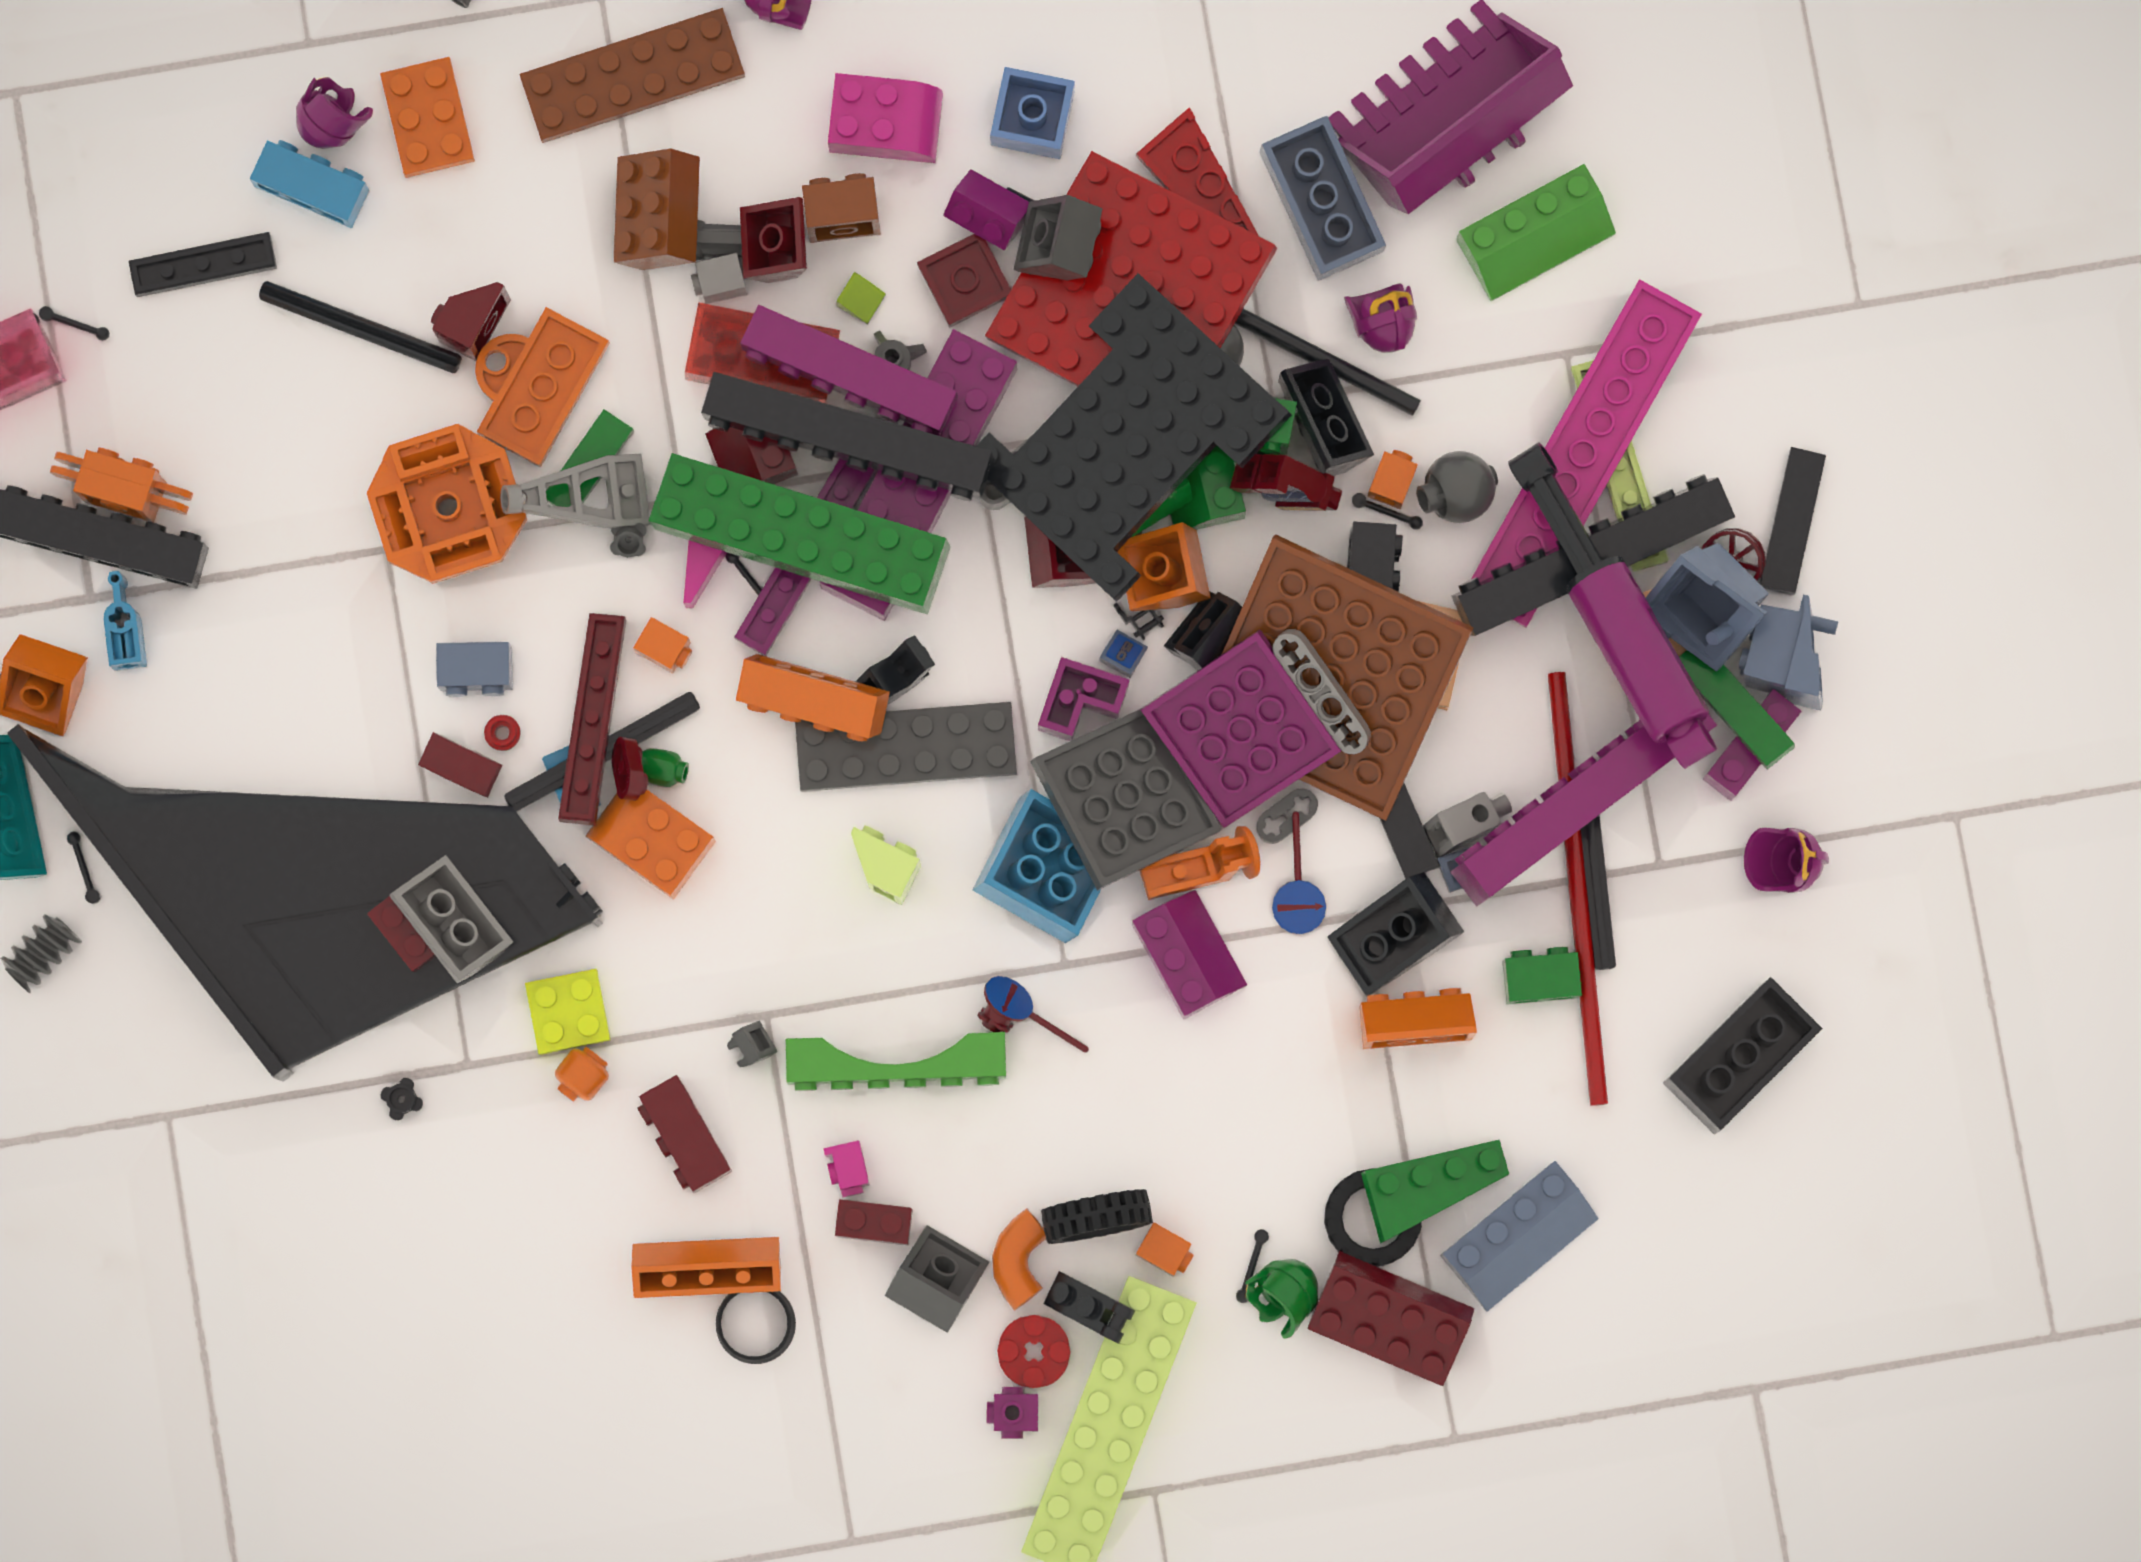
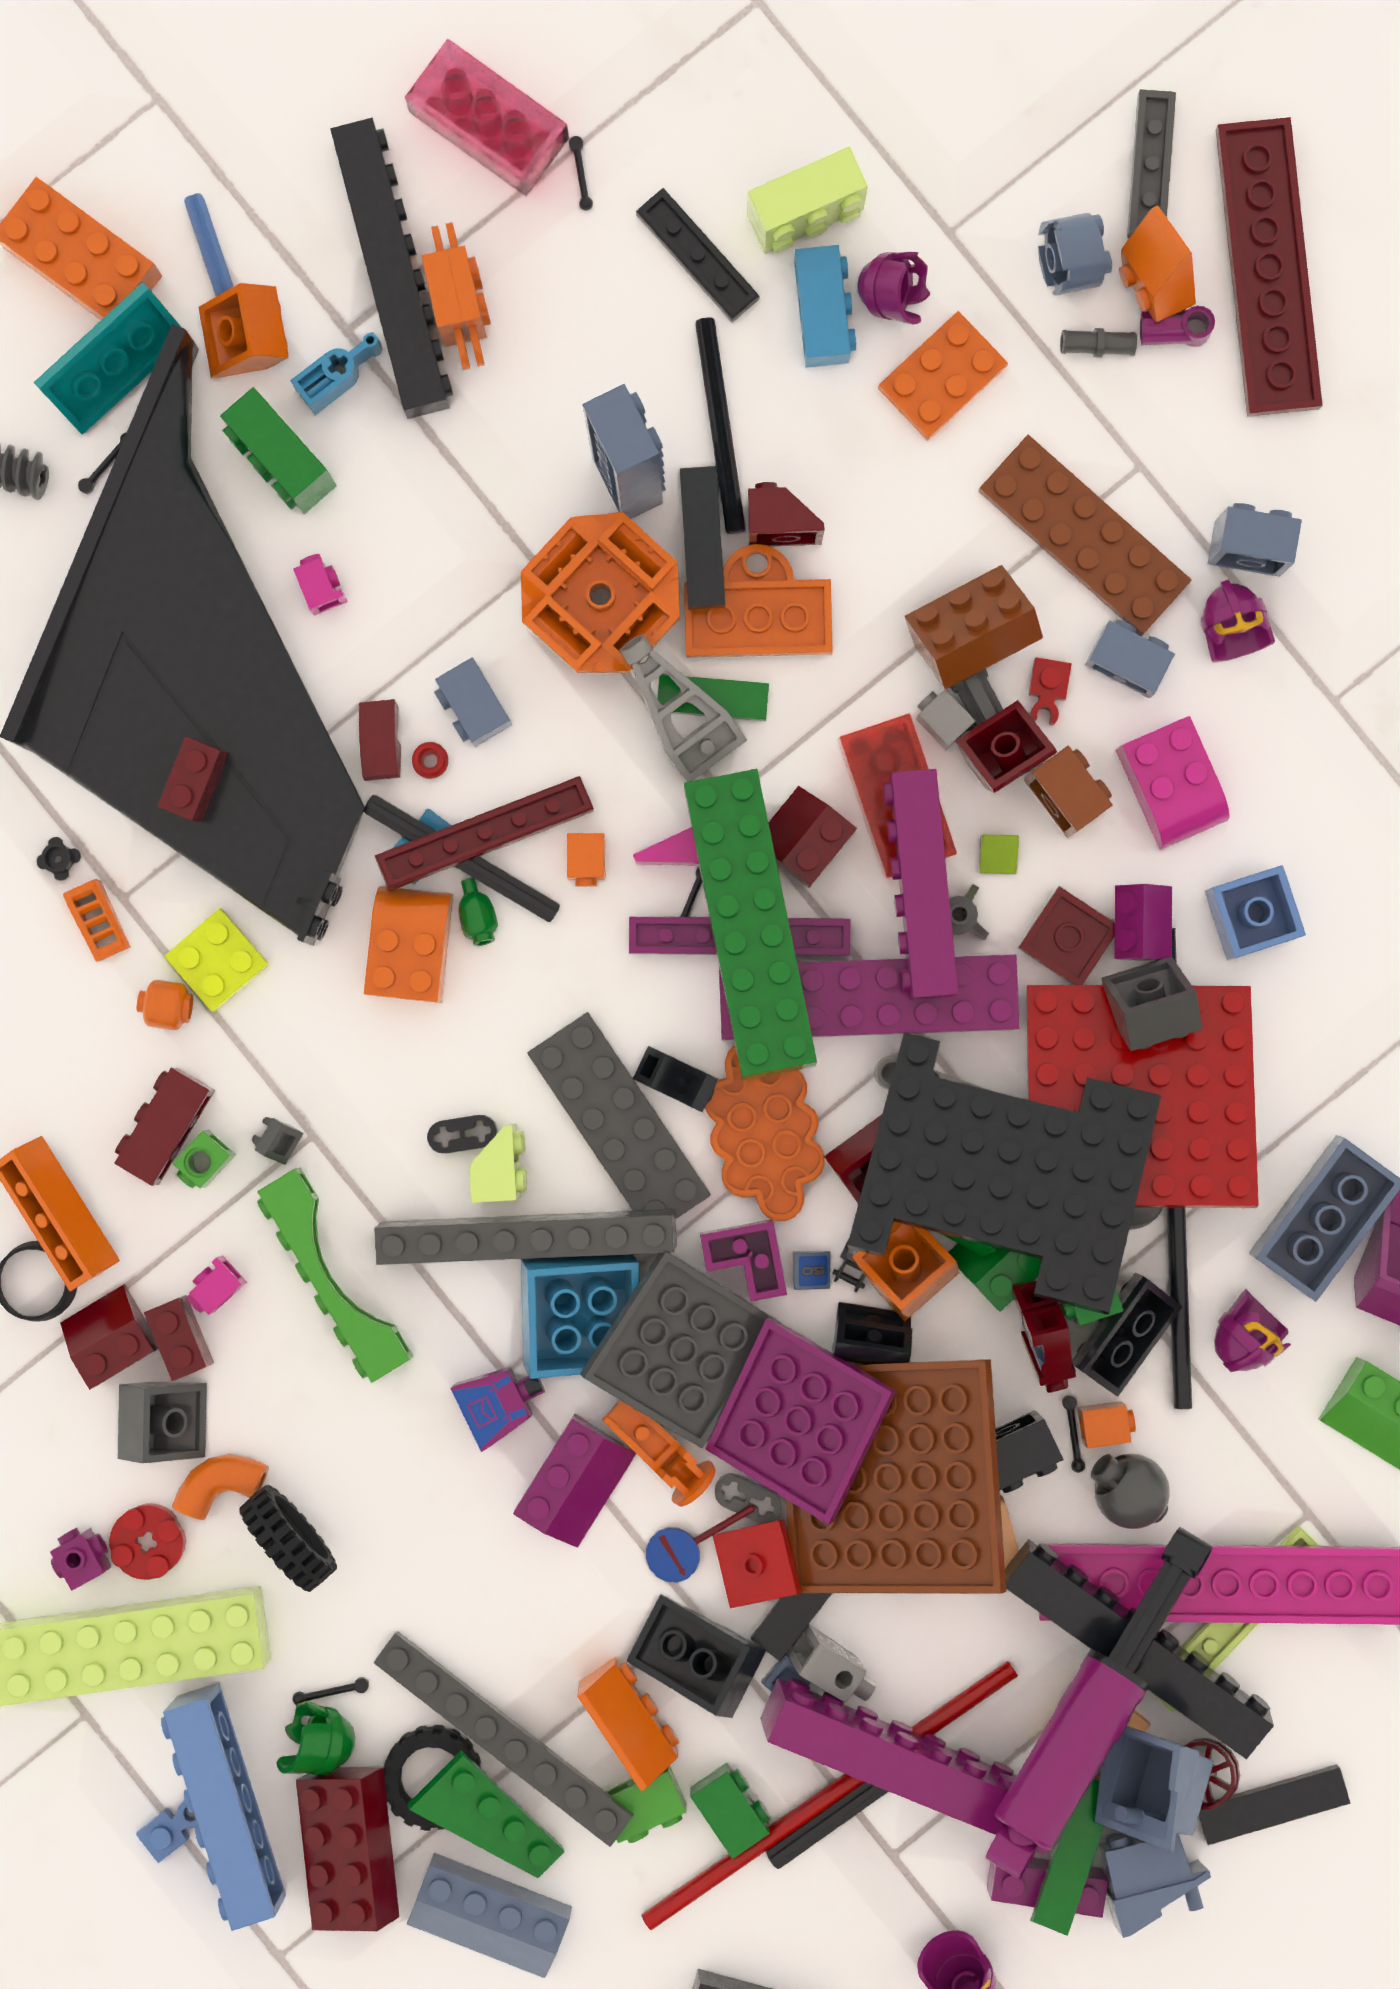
camera: 65 degrees right, 5 degrees up
(164, 710) = (276, 452): none -> green brick
(215, 146) = (807, 201): none -> yellowish green brick
(296, 741) = (319, 584): none -> dark pink brick
(344, 409) = (625, 450): none -> sand blue brick
(442, 1094) = (78, 912): none -> orange slope
(447, 394) = (702, 537): none -> black slope
(451, 919) = (221, 814): light grey slope -> none
(628, 548) = (656, 776): dark grey plate -> none
(628, 769) = (454, 891): dark red plate -> none
(722, 1105) = (219, 1157): none -> bright green brick
(741, 176) = (1048, 683): none -> red plate
(758, 95) = (1130, 657): none -> sand blue brick
(812, 696) = (612, 1018): orange brick -> none
(838, 1284) = (107, 1337): none -> dark red slope
(846, 887) = (461, 1124): none -> black beam
(847, 436) = (862, 917): black brick -> none
(956, 874) = (526, 1236): none -> dark grey brick
(987, 628) = (765, 1138): none -> orange plate
(993, 1021) = (421, 1342): dark red plate -> none
(1015, 1004) = (441, 1351): blue piece -> none
(1084, 982) = (495, 1404): none -> torso
(1088, 1306) = (207, 1574): black plate -> none
(1165, 1250) = (298, 1611): orange brick -> none
(1187, 166) = (1283, 1082): red wing -> none
(1293, 1475) = (166, 1832): none -> medium blue plate
(1297, 1403) = (223, 1806): none -> medium blue brick
(1326, 689) = (877, 1481): light grey beam -> none
(1344, 837) = (757, 1563): none -> red plate
(1372, 1134) = (504, 1738): none -> dark grey plate
(1496, 1048) = (656, 1805): none -> bright green brick

